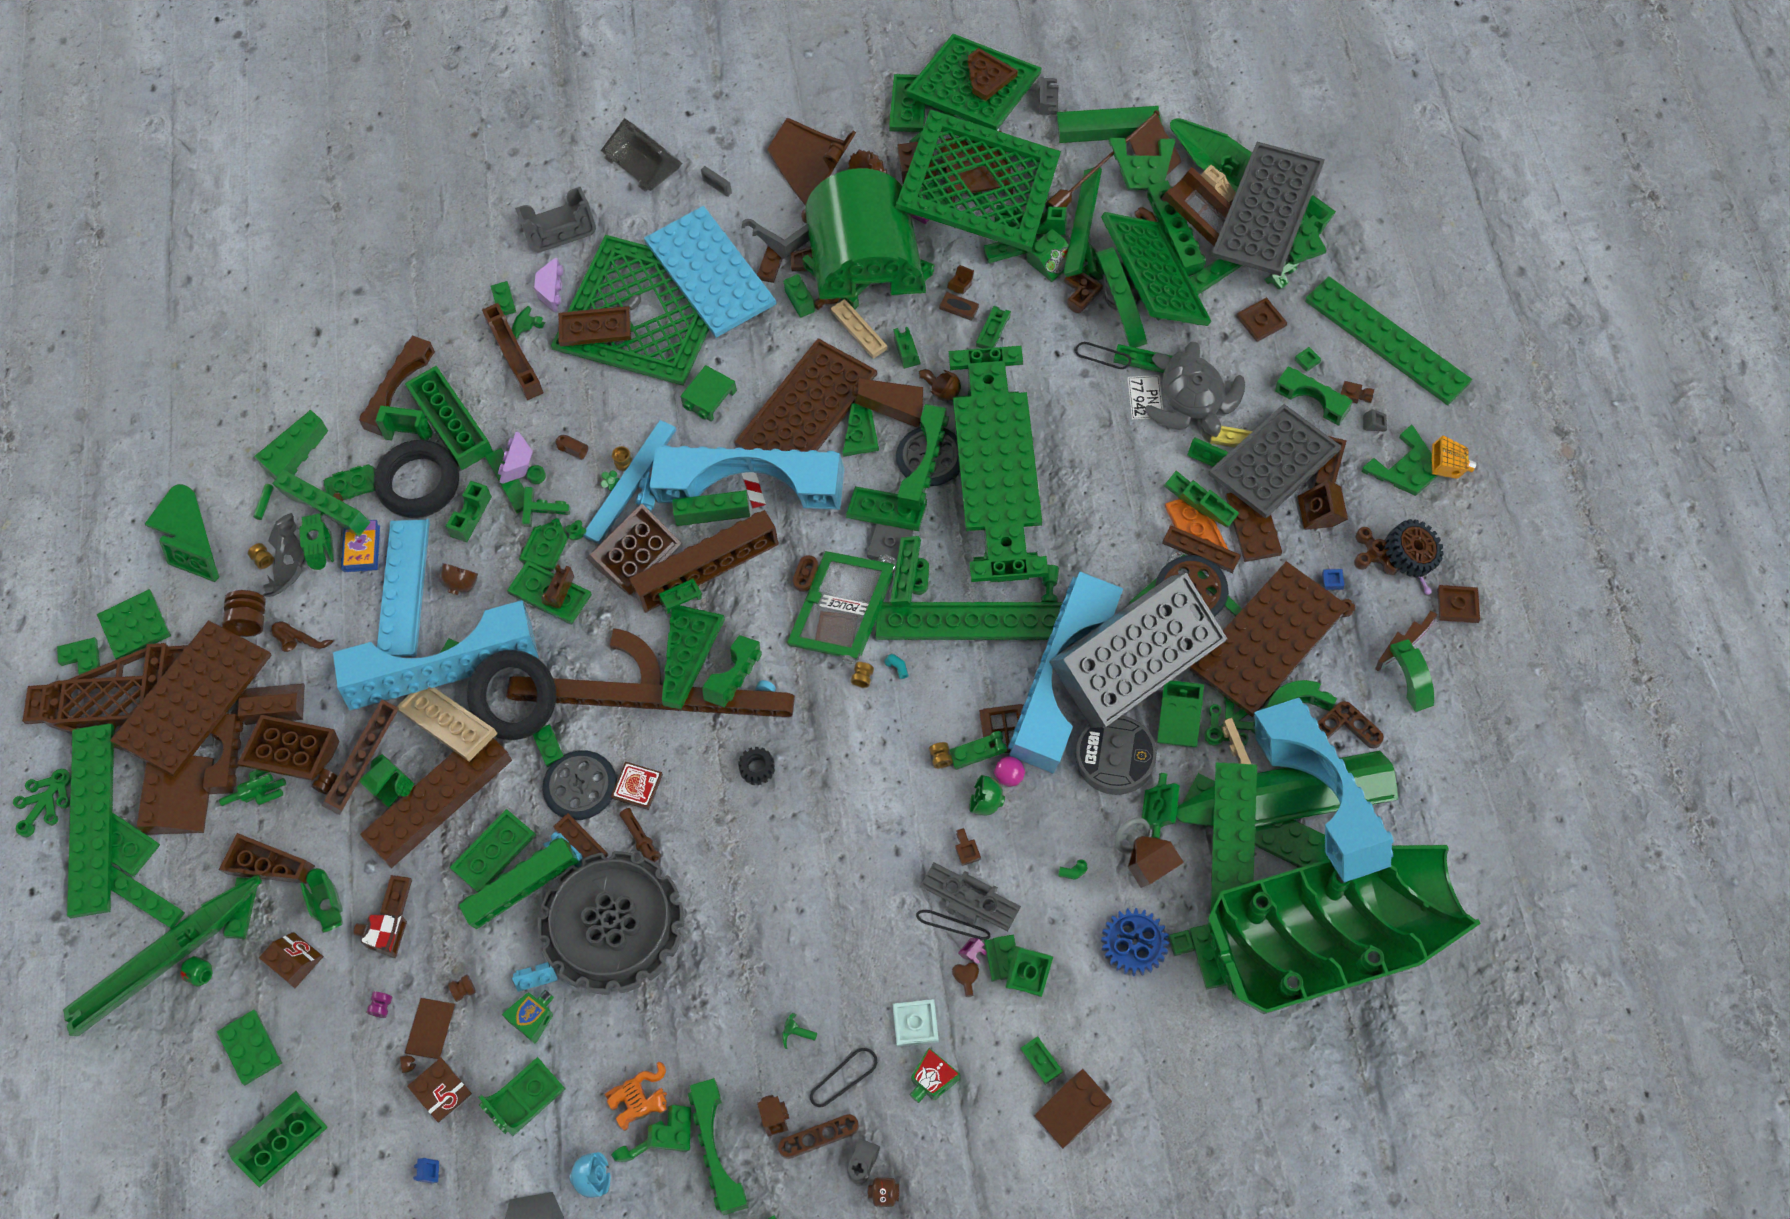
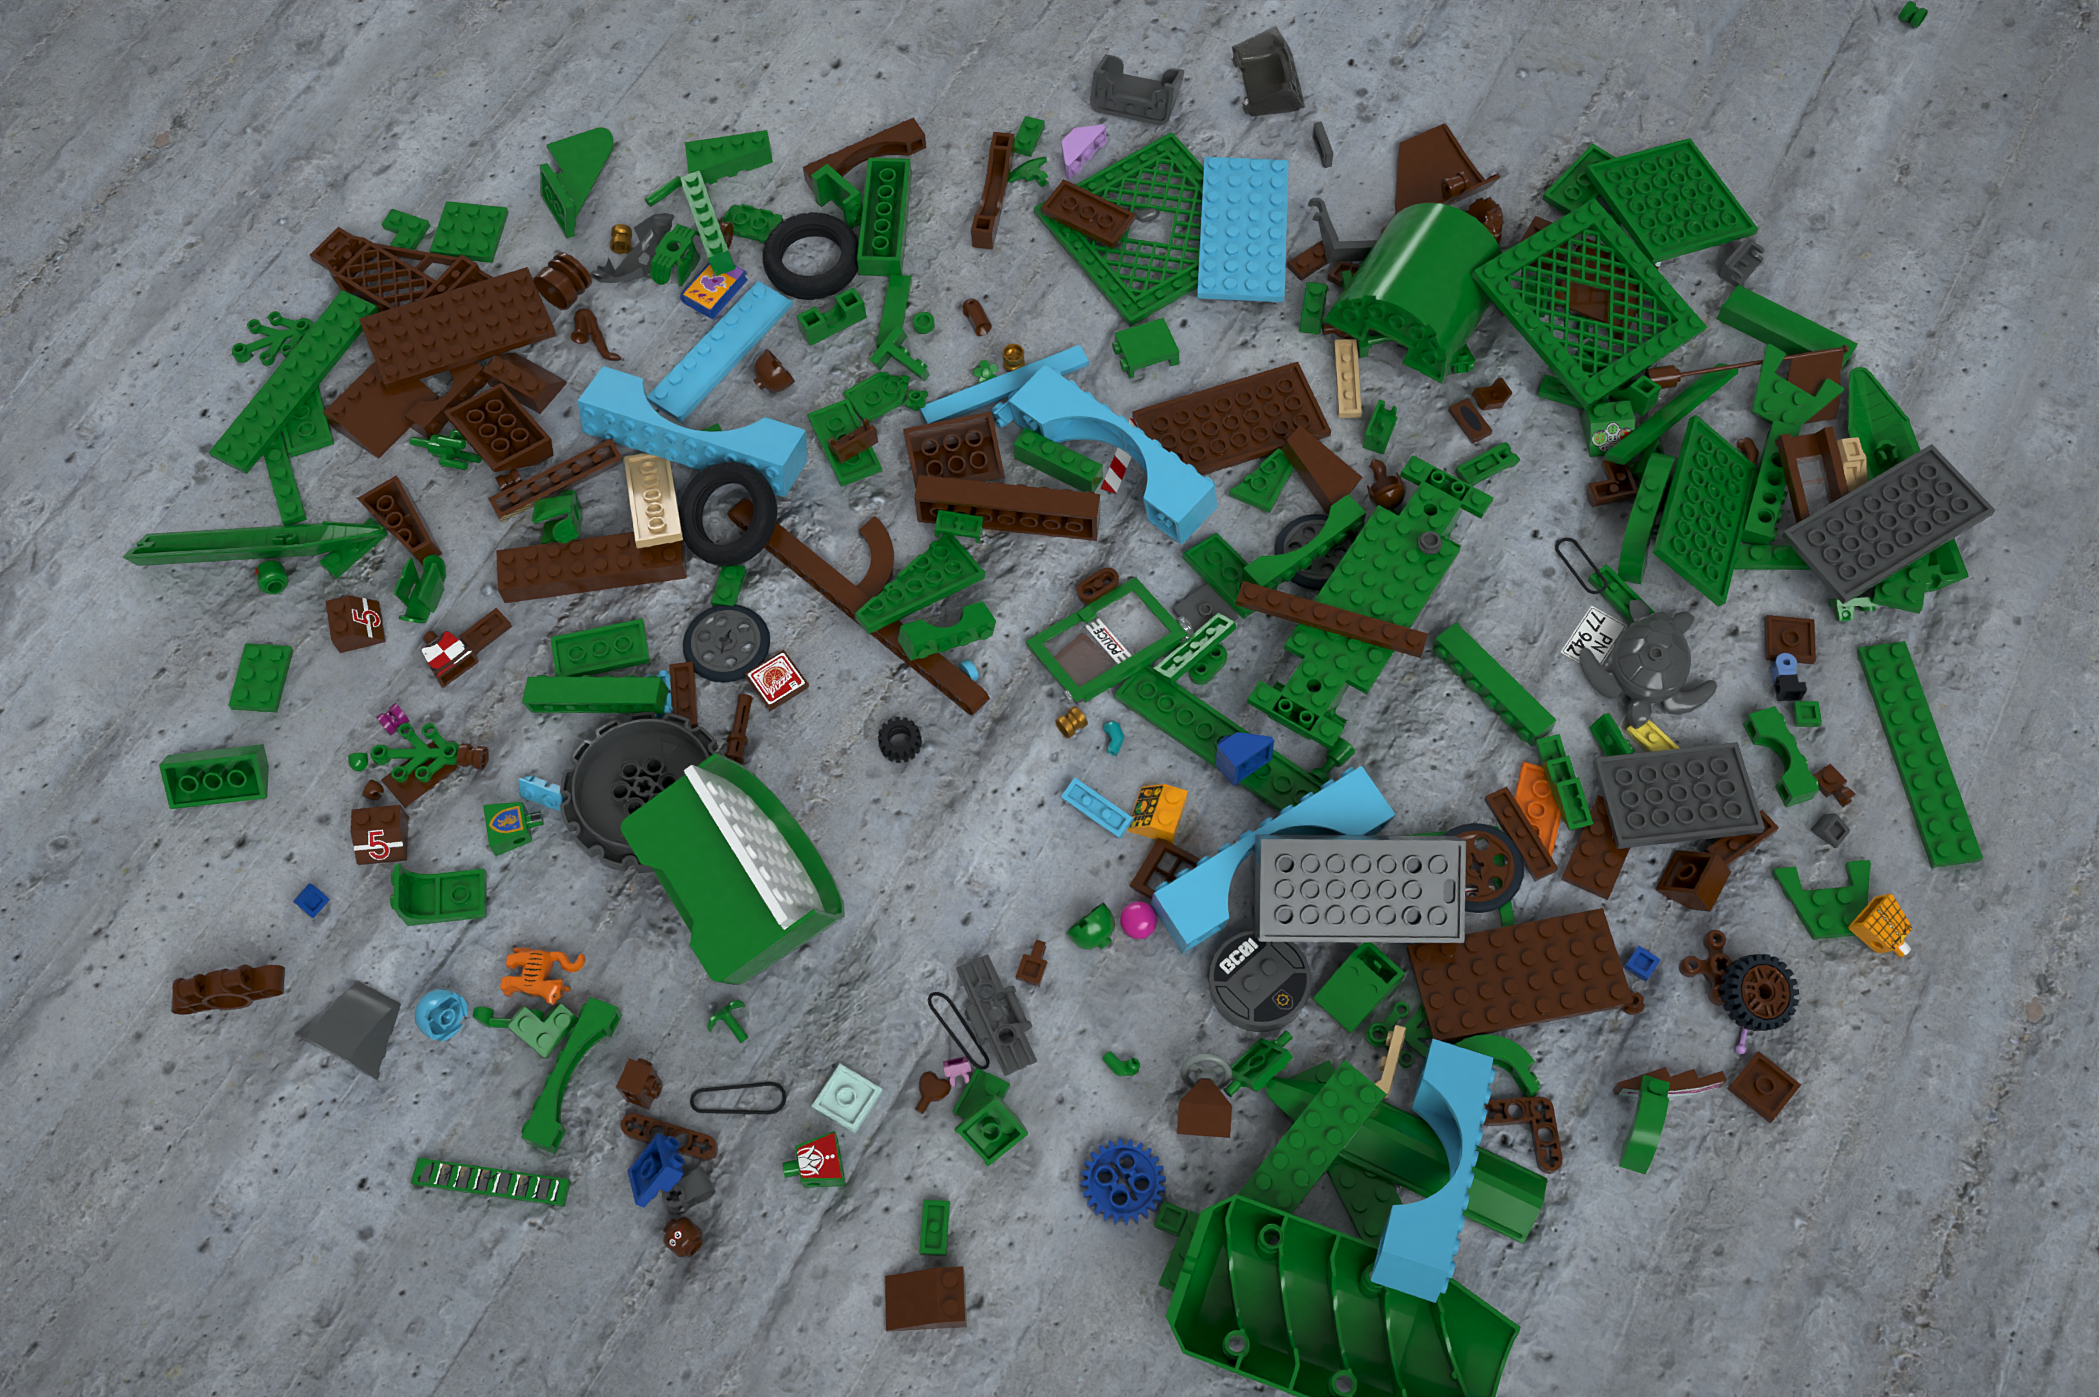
camera: 35 degrees right, 0 degrees up
(378, 1052) = (358, 761): none -> green hinge
(420, 1014) = (418, 755): none -> green plant
(516, 459) = (912, 296): lavender slope -> none
(732, 926) = (734, 868): none -> green piece
(831, 1162) = (656, 1169): none -> blue plate
(924, 718) = (1097, 808): none -> medium azure plate
(940, 754) = (1082, 855): pearl gold wheel -> none
(966, 693) = (1159, 811): none -> light orange slope
(978, 750) = (1123, 876): green plate -> none
(984, 491) = (1331, 619): none -> reddish brown plate
(988, 74) = (1690, 200): reddish brown plate -> none
(994, 618) = (1243, 755): none -> blue slope
(1007, 400) = (1429, 543): none -> dark grey plate
(1109, 466) = (1493, 684): none -> green brick
(1279, 345) = (1786, 680): none -> leg

